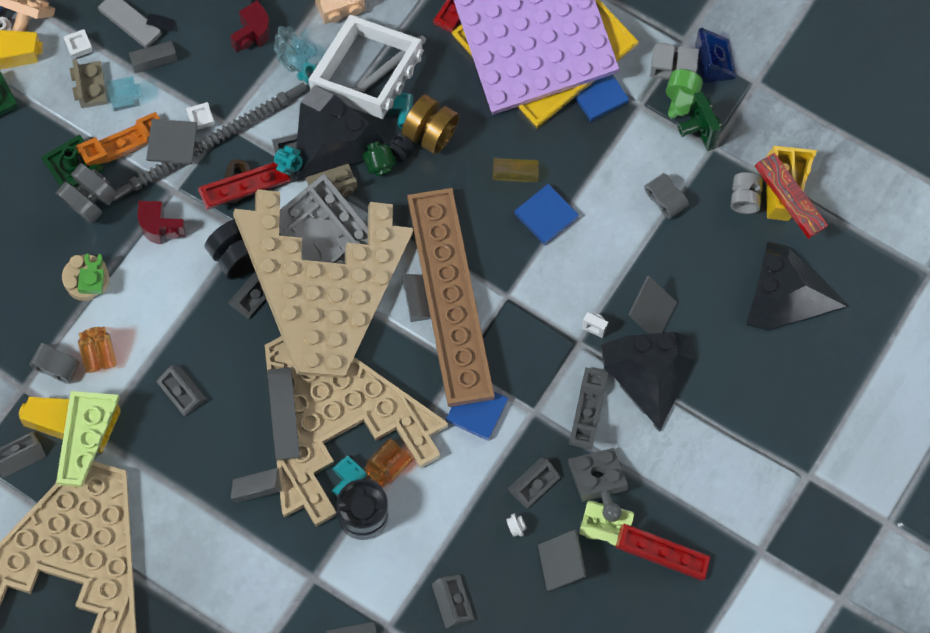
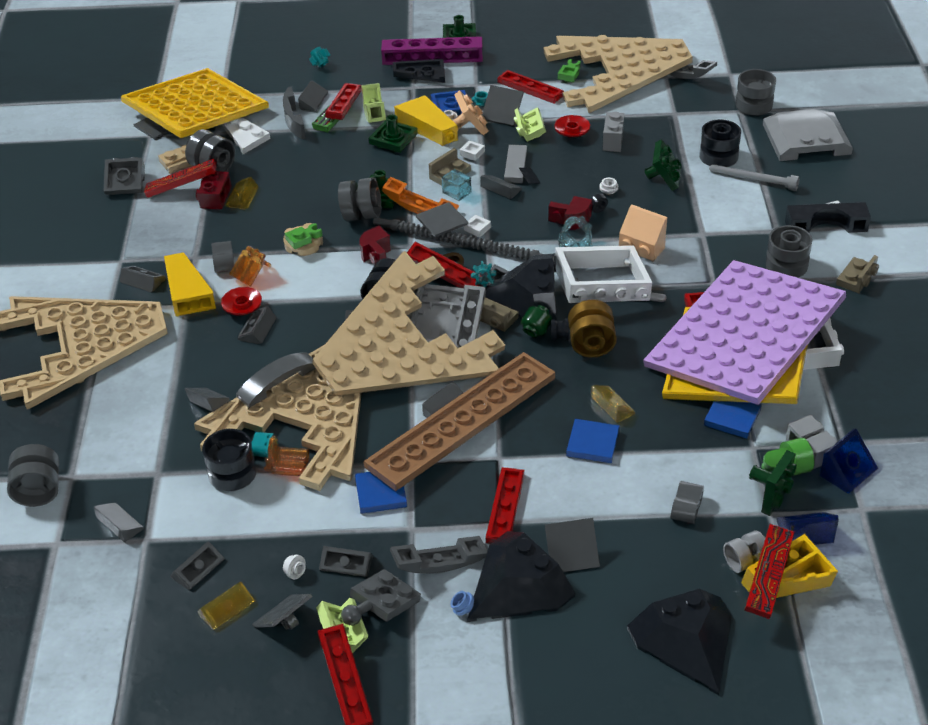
camera: 60 degrees right, 25 degrees down
(84, 430) = (174, 284): yellowish green wing -> none
(137, 374) = (241, 301): none -> red dish
(513, 601) = (226, 606): none -> clear yellow slope
(565, 326) = (505, 503): none -> red tile
(595, 324) = (523, 517): white plate -> none
(642, 428) = (462, 603): none -> medium blue plate
(749, 132) = (818, 527): none -> clear blue slope

